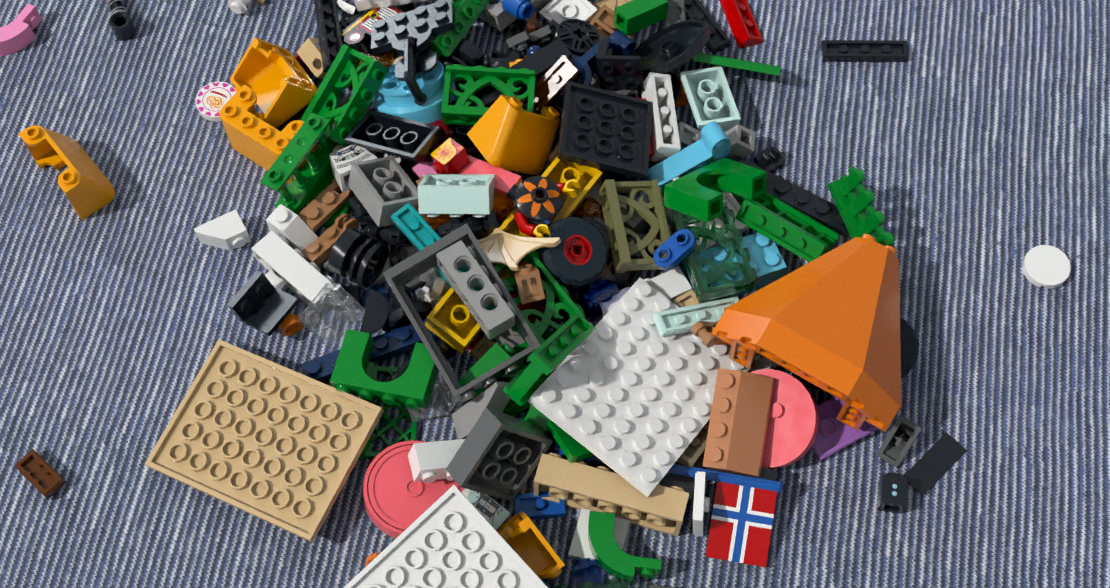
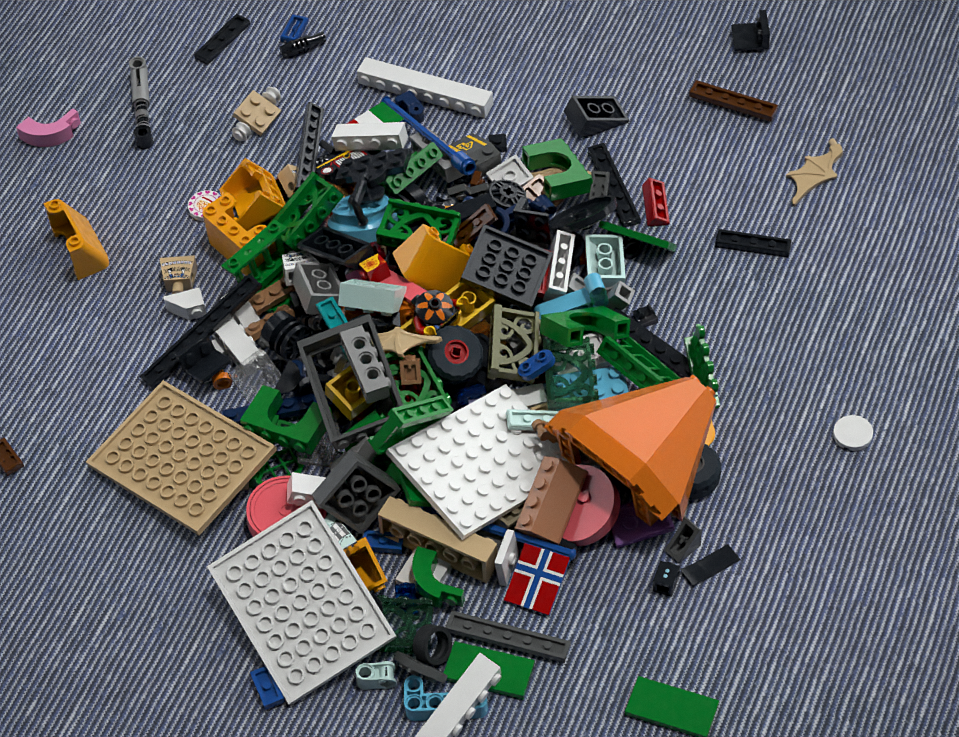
camera: 15 degrees right, 10 degrees down
(204, 194) = (178, 273): none -> tan torso
(256, 258) = (207, 324): none -> black tile
(732, 78) = (630, 249): none -> black tile

